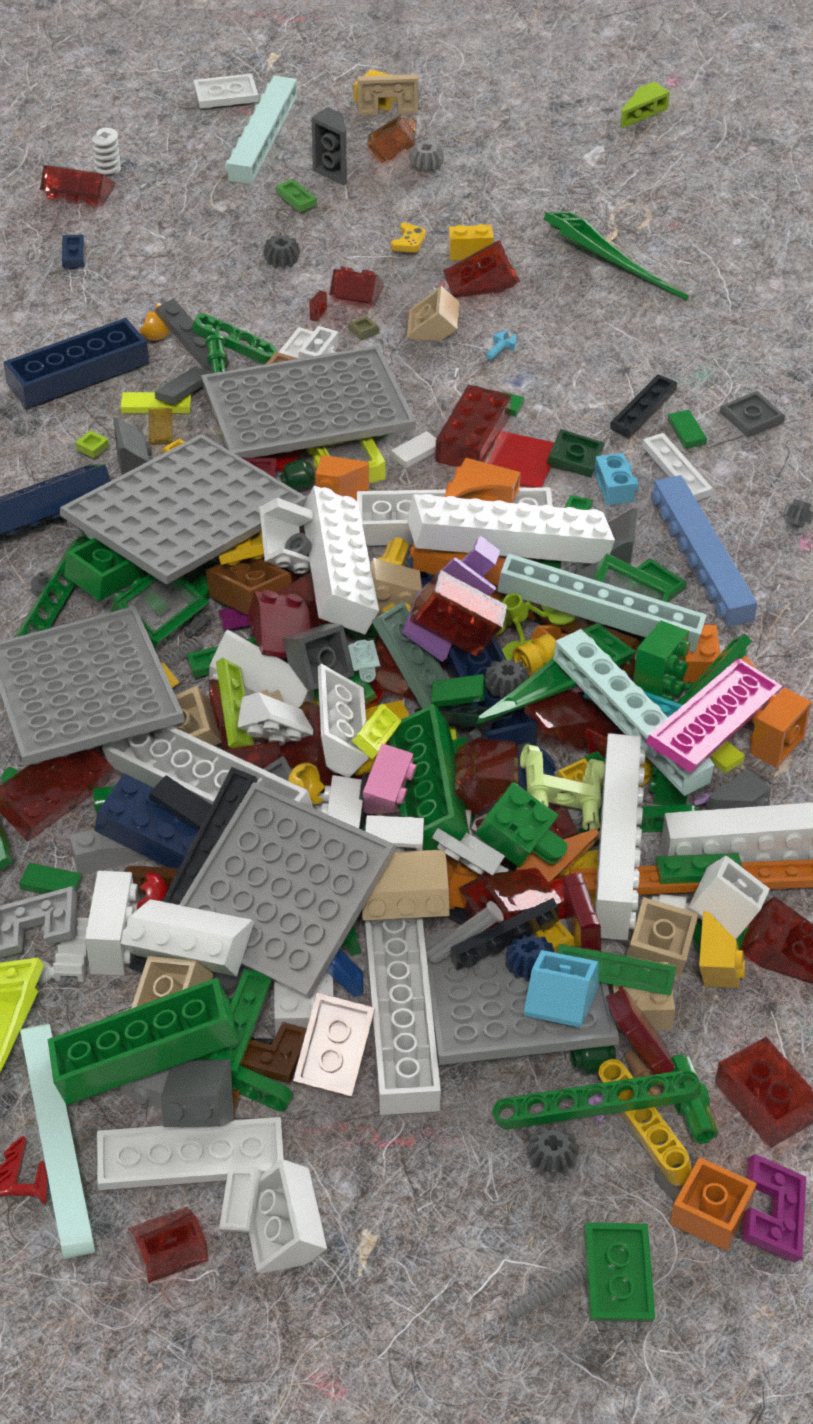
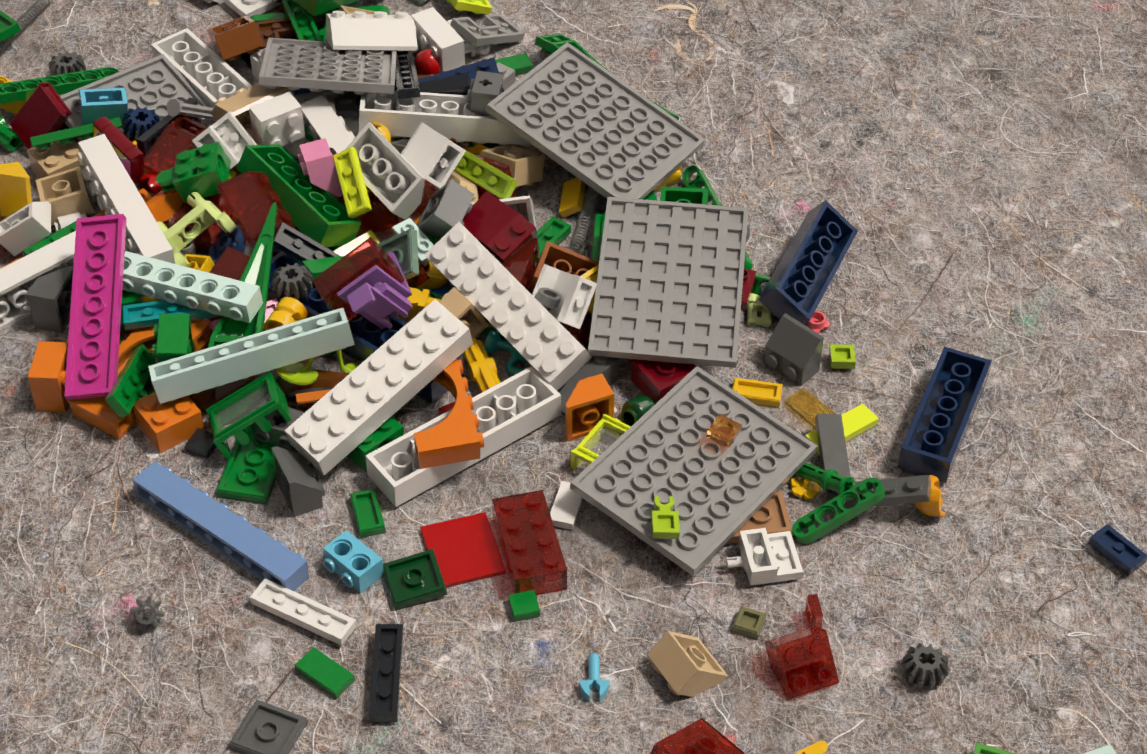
camera: 145 degrees right, 0 degrees up
(157, 753) = (483, 90): none -> dark grey brick
(266, 397) = (724, 430): none -> clear orange plate
(371, 365) = (664, 520): none -> lime plate

